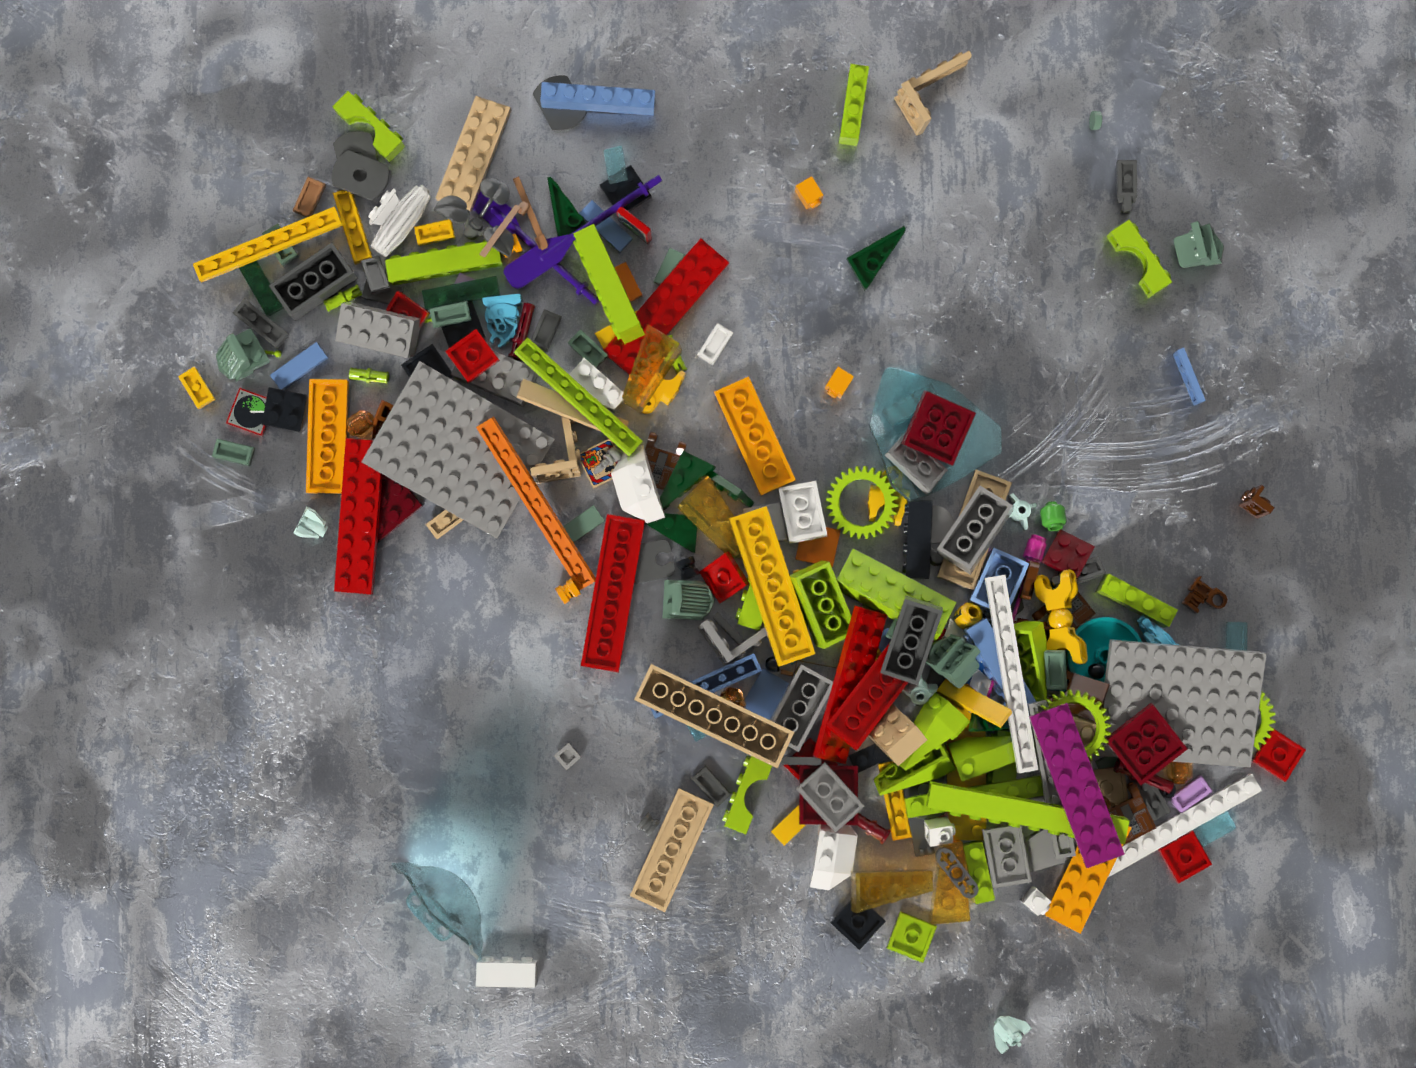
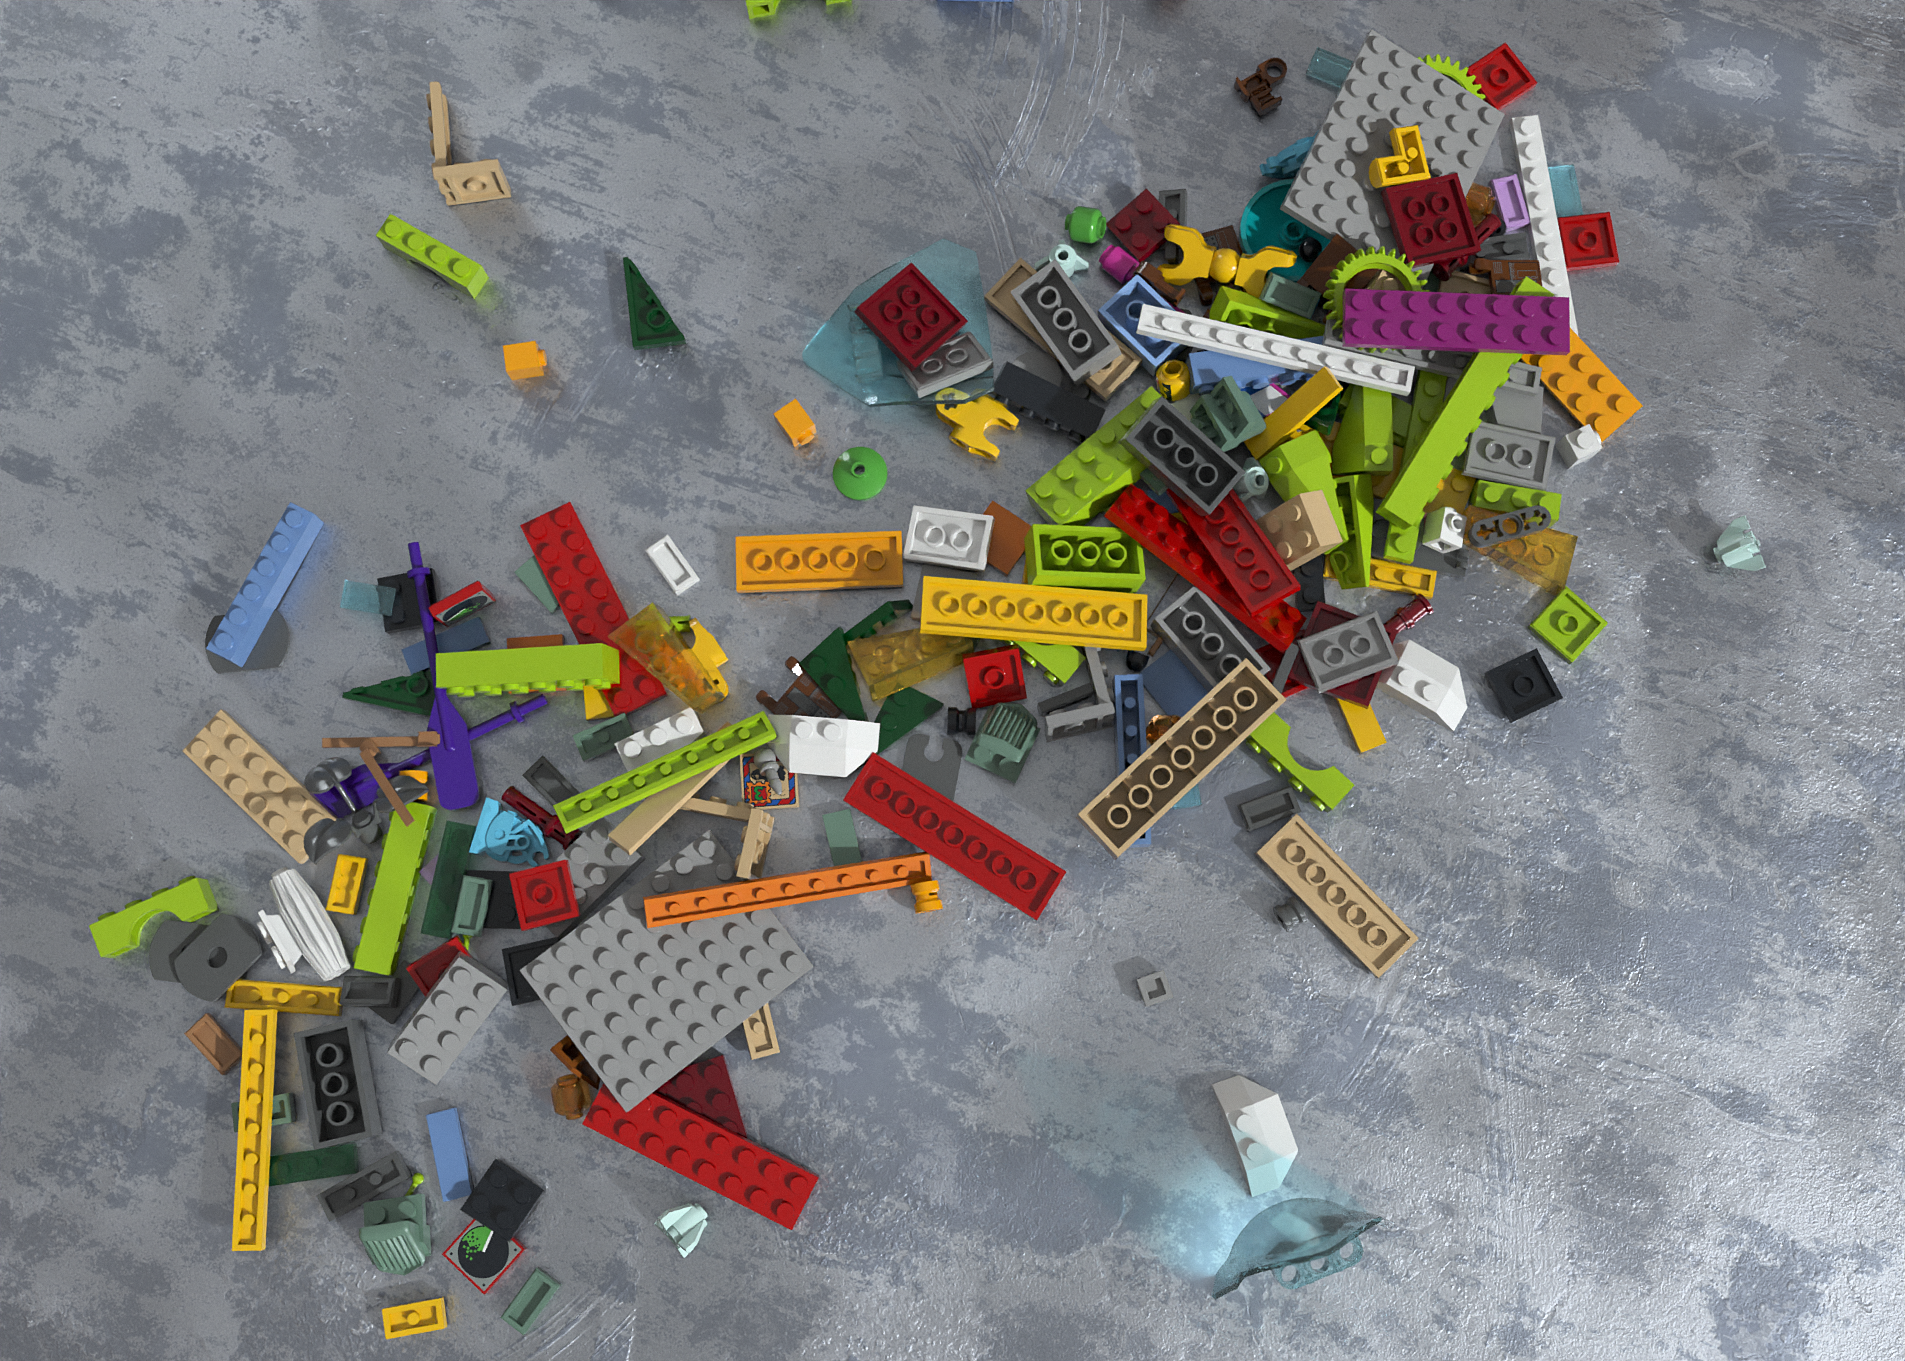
camera: 70 degrees left, 5 degrees down
(326, 435) = (566, 1152): light orange plate -> none
(342, 297) = (379, 1050): lime pin -> none
(368, 375) = (507, 1058): lime pin -> none
(504, 854) = (1256, 1132): none -> white wedge
(506, 972) = (1423, 1193): white brick -> none
(824, 447) = (863, 485): none -> bright green dish
(879, 888) = (1492, 631): clear yellow wedge -> none
(888, 497) = (935, 434): lime piece -> none
(1136, 600) = (1236, 167): lime brick -> none
(1178, 713) = (1407, 163): none -> yellow brick

